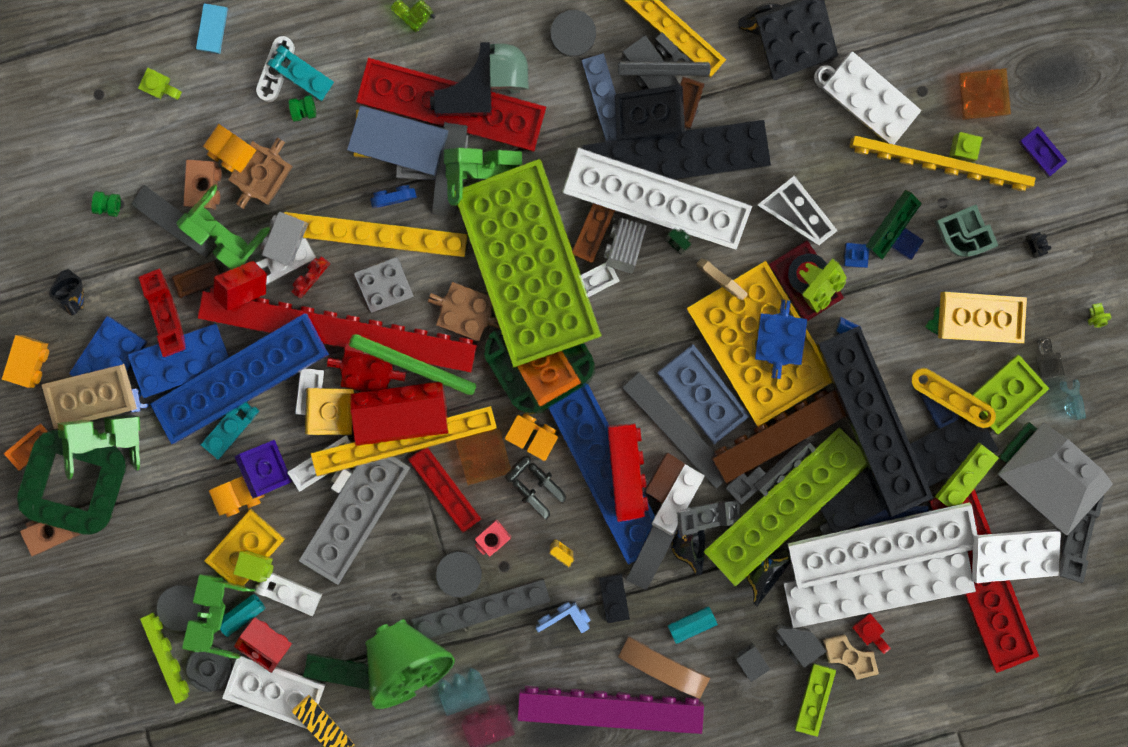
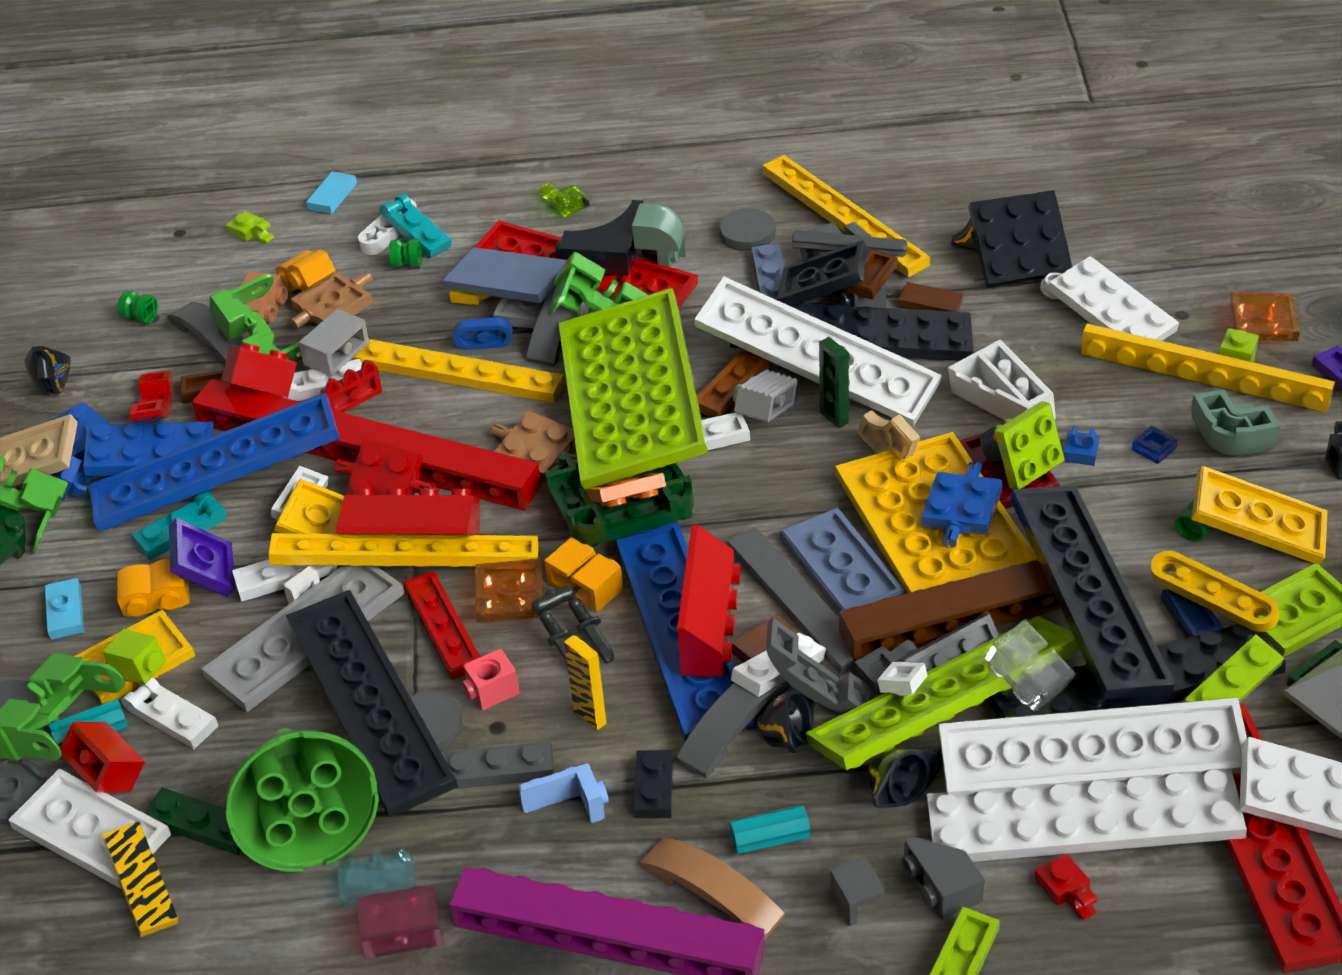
camera: 15 degrees right, 45 degrees down
(179, 516) = (64, 609): none -> medium azure plate
(383, 284) = (441, 405): light grey hinge -> none
(412, 364) = (446, 465): bright green axle -> none
(421, 576) = (371, 702): none -> black plate
(731, 104) = (924, 297): none -> reddish brown tile
(760, 507) = (902, 678): none -> white plate
(842, 499) = (1031, 677): none -> clear piece
(860, 662) = (1043, 926): tan tile -> none
(893, 224) = (1134, 418): dark green plate -> none

